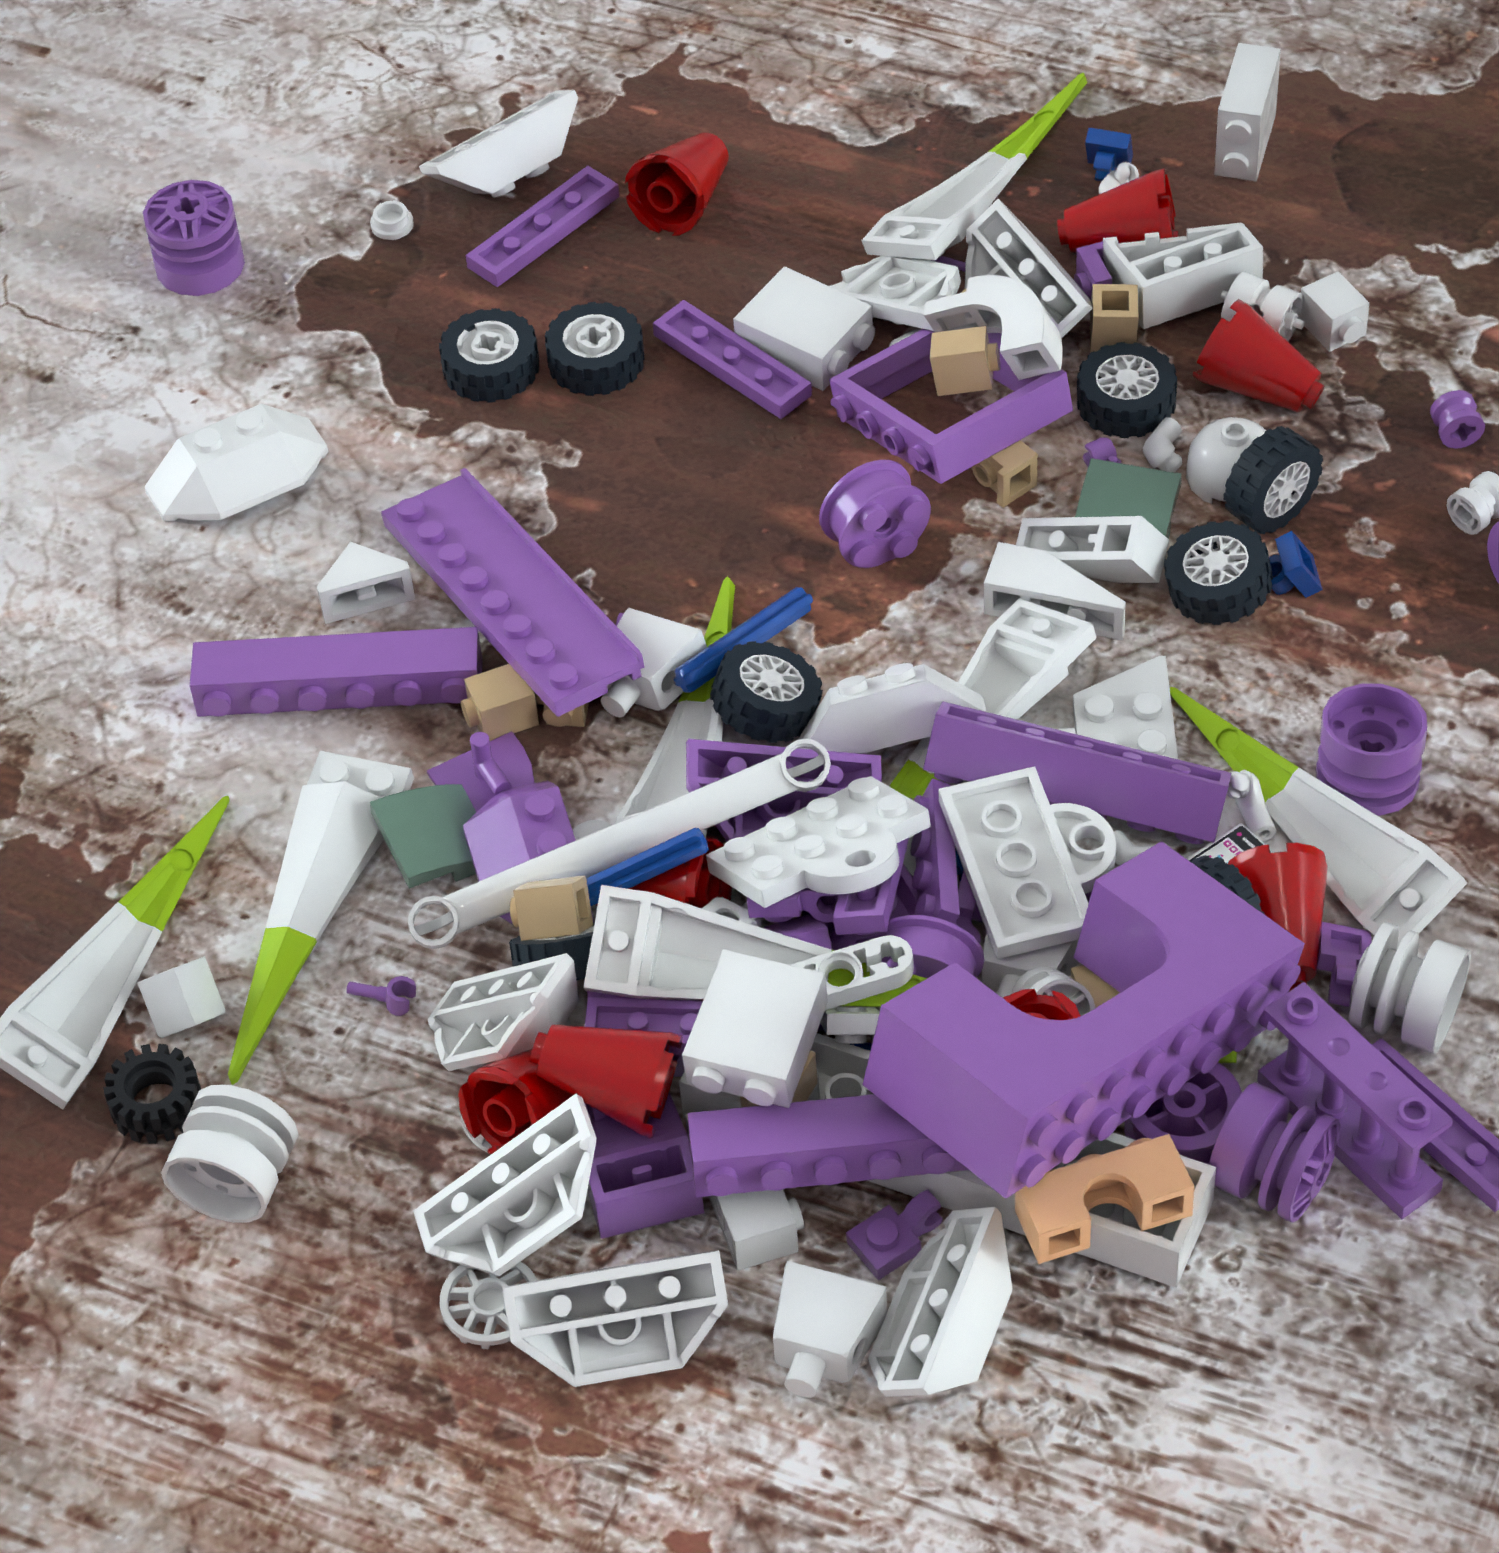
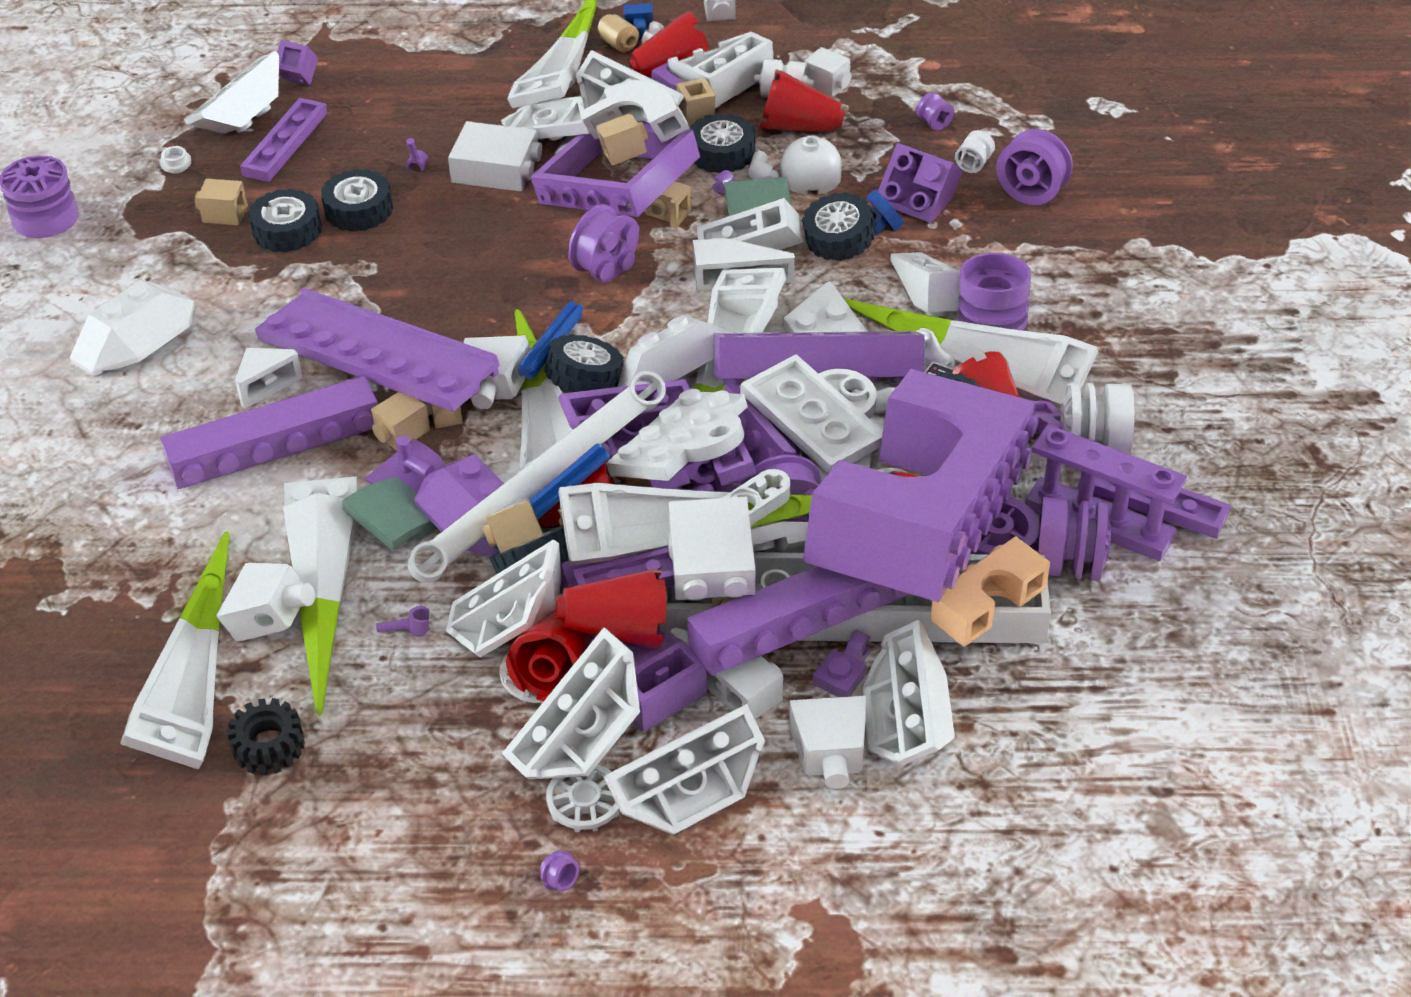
camera: 25 degrees left, 5 degrees down
(181, 997) = (257, 667): white panel -> none
(221, 911) = (264, 600): none -> white torso
(230, 1153) = (350, 754): white wheel -> none
(412, 1388) = (559, 871): none -> medium lavender plate
(420, 305) = (221, 201): none -> tan brick
(604, 108) = (296, 62): none -> medium lavender brick
(676, 183) = (366, 95): red cone -> none
(701, 300) = (416, 156): none -> medium lavender hand
(732, 359) = (454, 184): medium lavender plate -> none
(1069, 167) = (618, 32): none -> tan brick
(1273, 480) = (848, 162): black wheel -> none
(1296, 695) = (928, 282): none -> white slope
(1368, 535) = (919, 183): none -> medium lavender slope

